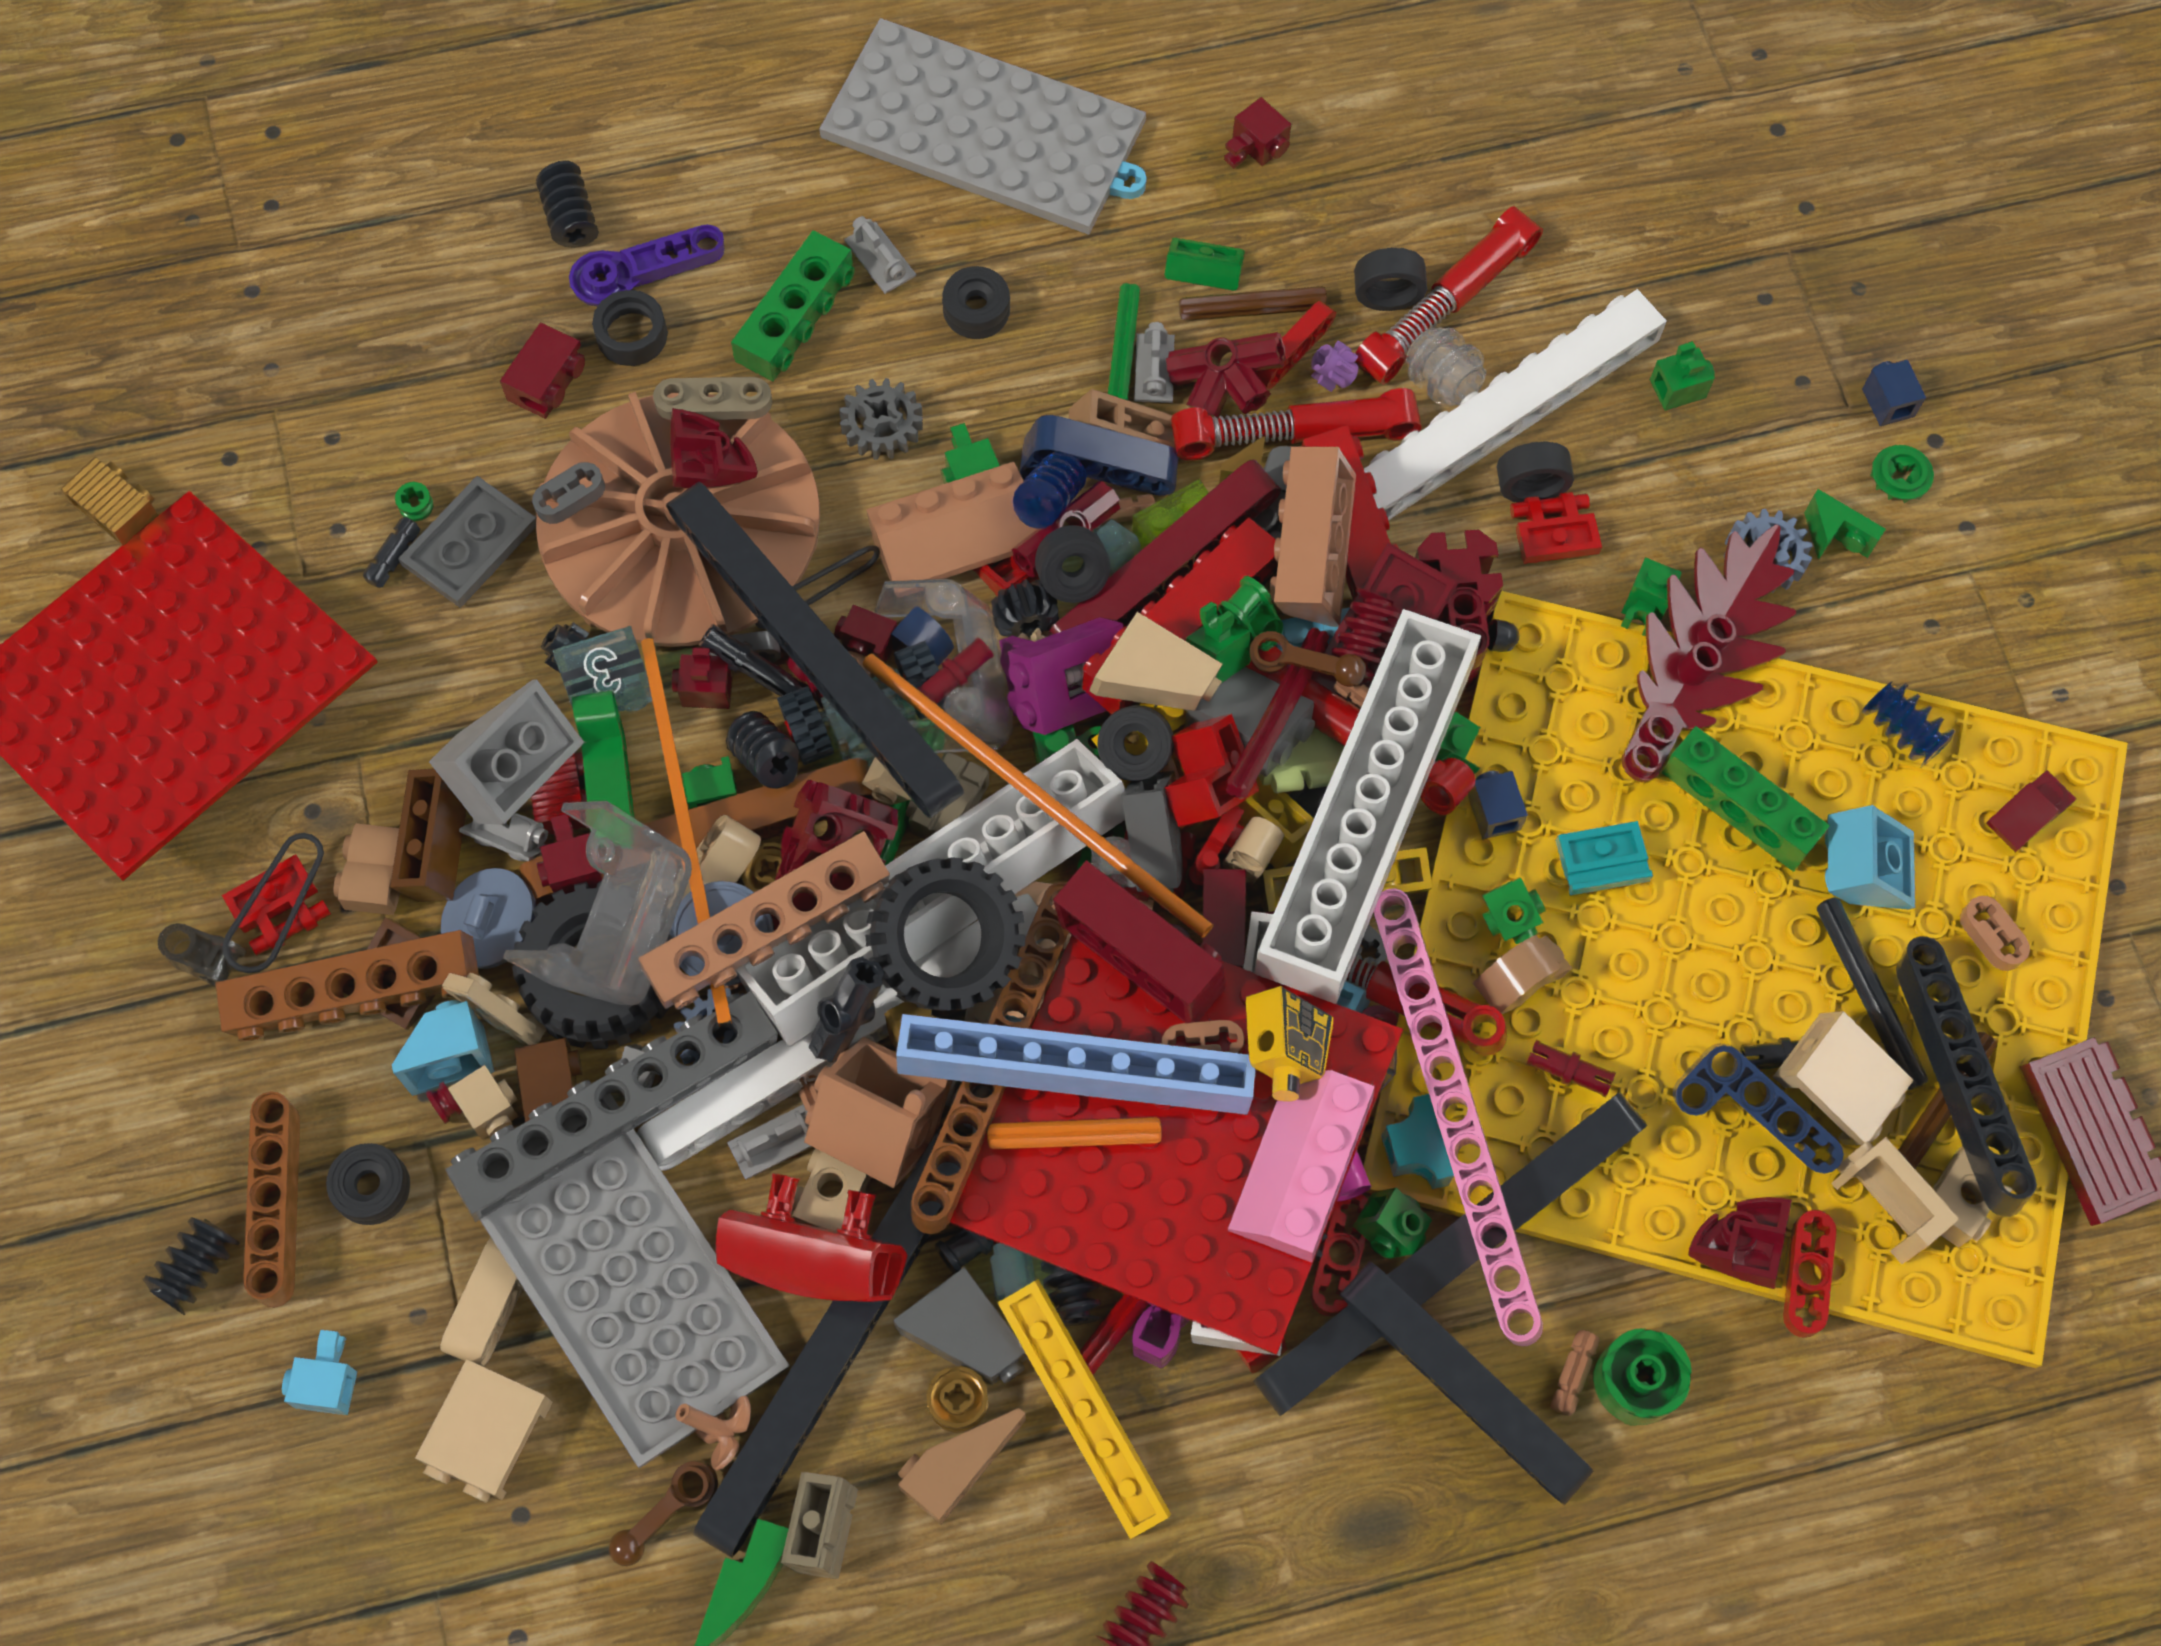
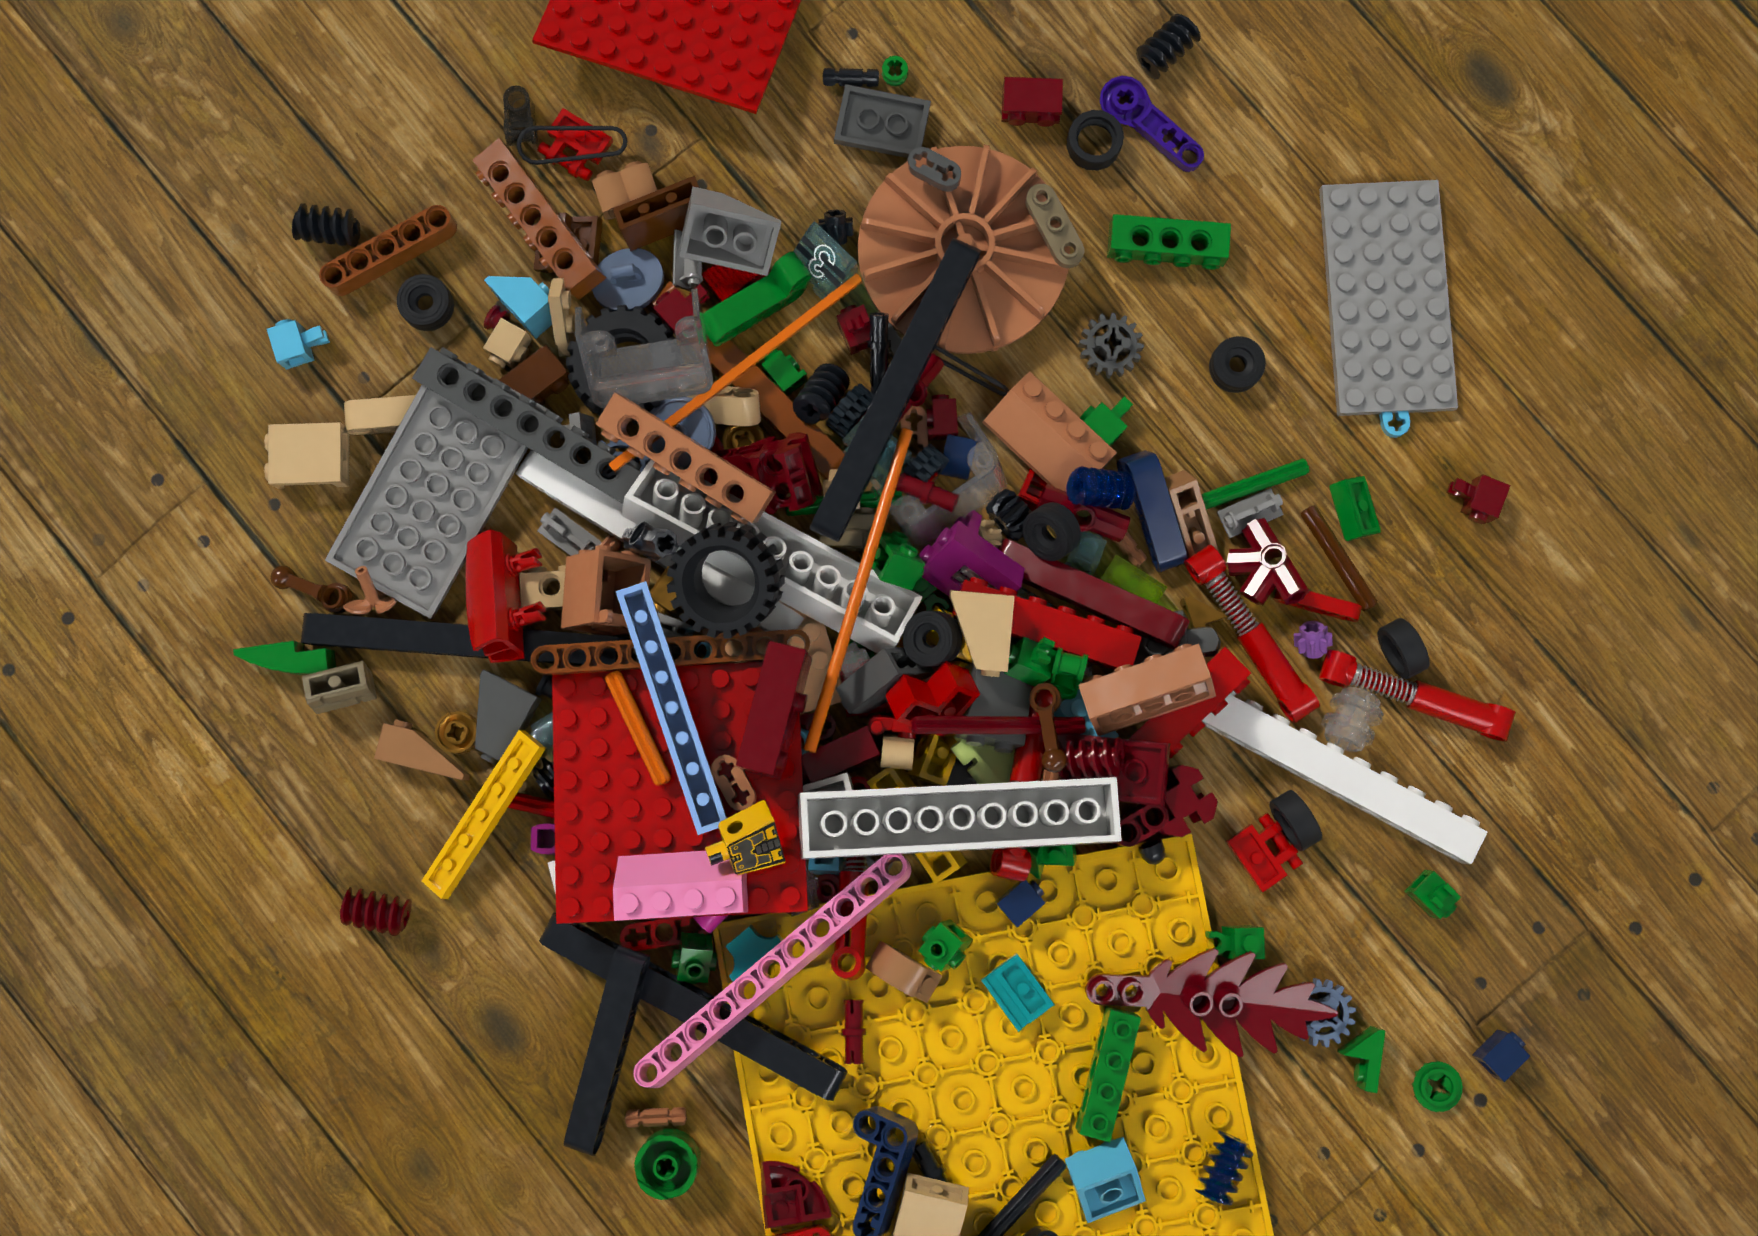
camera: 65 degrees right, 15 degrees up
(706, 453) = (1009, 244): dark red brick -> none
(878, 255) = (1241, 279): light grey hinge -> none
(1022, 743) = (898, 561): none -> green brick

